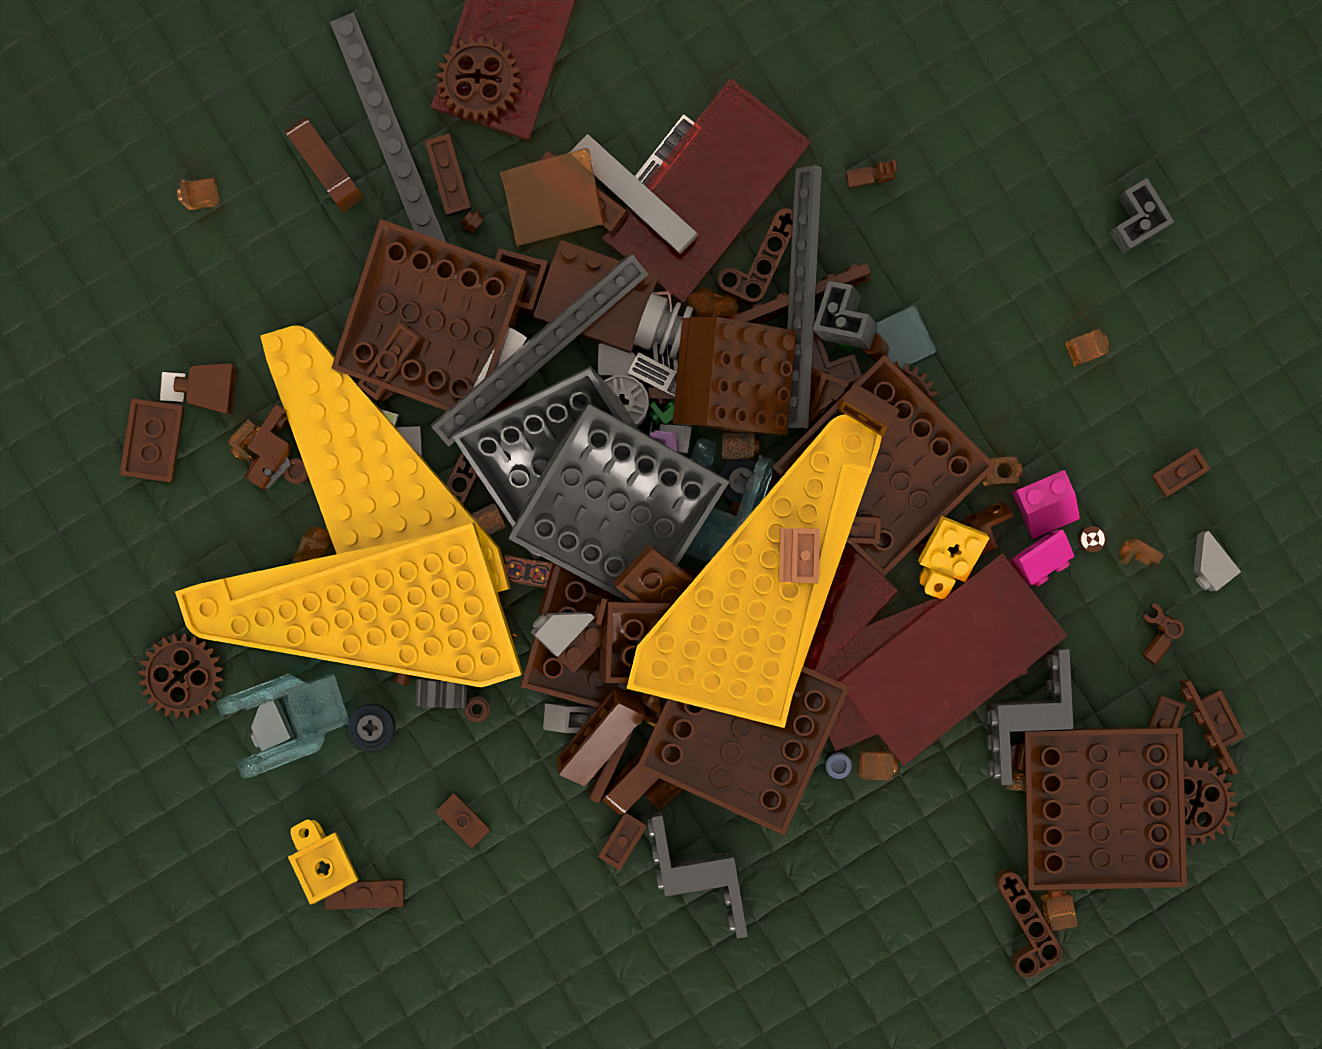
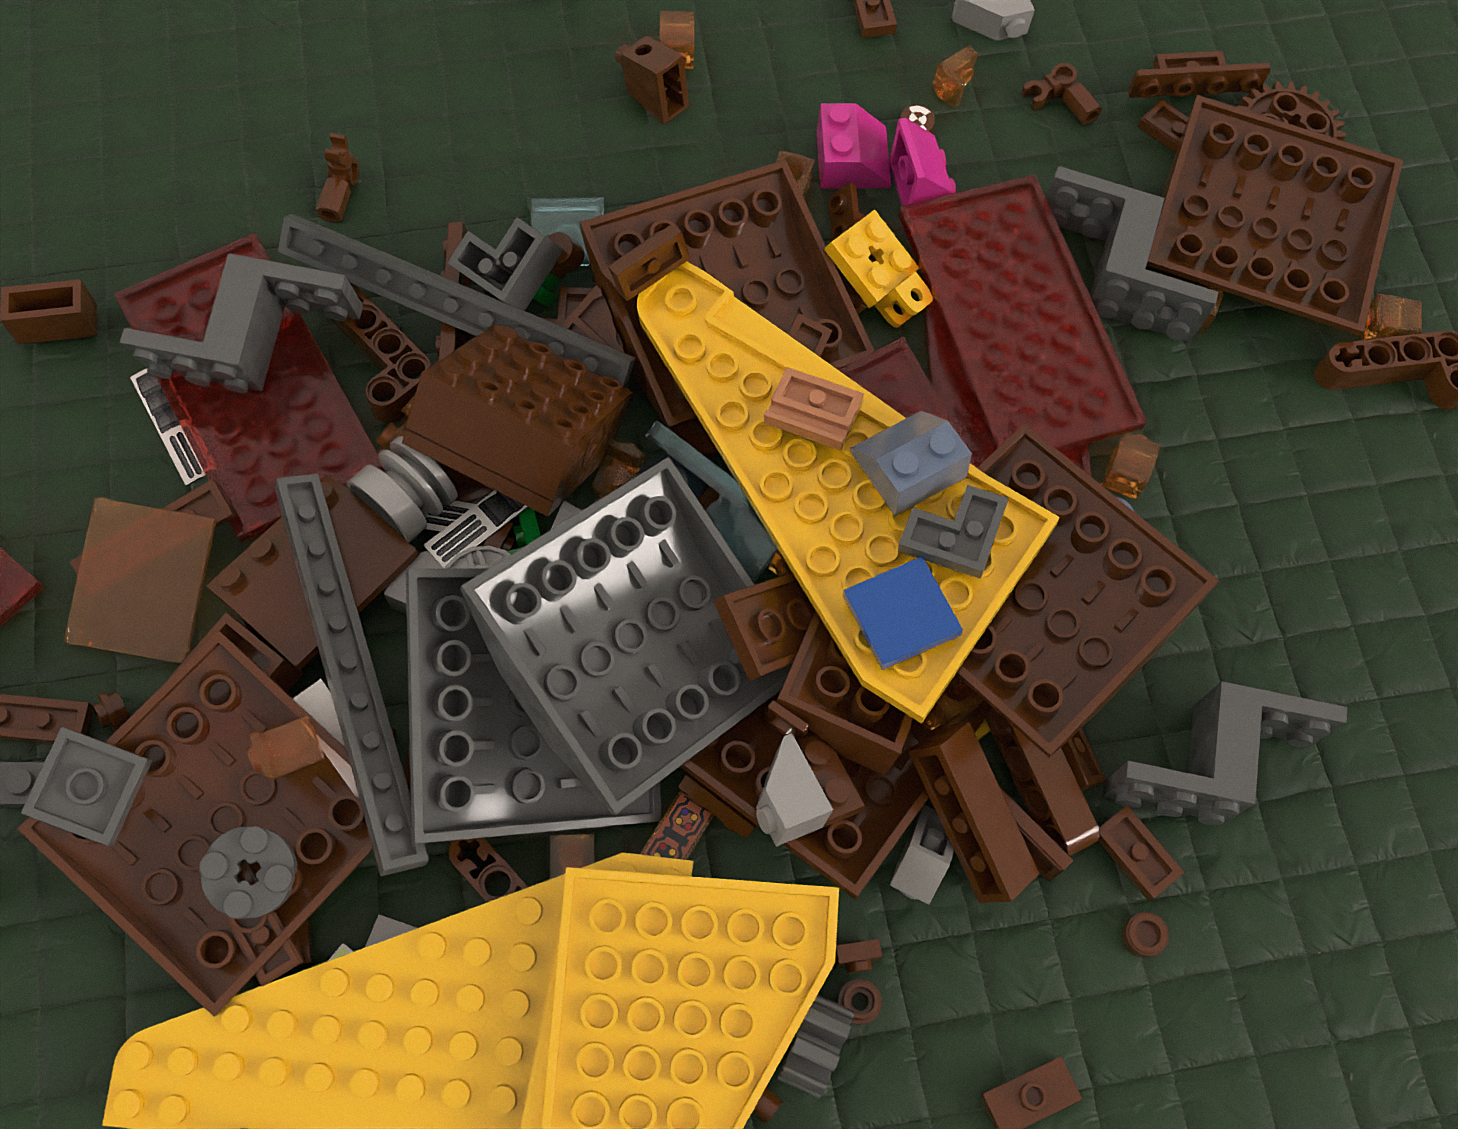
camera: 70 degrees left, 20 degrees down
(392, 353) = (222, 865): none -> dark grey plate
(414, 246) = (86, 786): none -> dark grey plate
(477, 340) = (285, 748): none -> clear orange bracket
(499, 698) = (858, 956): none -> reddish brown plate
(577, 859) = (1145, 934): none -> reddish brown tile
(638, 197) = (213, 459): light grey tile -> none
(684, 654) = (902, 612): none -> blue tile
(699, 47) = (48, 311): none -> reddish brown piece
(729, 178) = (244, 323): none -> dark grey bracket
(741, 676) = (957, 543): none -> dark grey plate
(786, 625) = (913, 460): none -> sand blue slope
(1044, 345) = (655, 77): none -> reddish brown torso

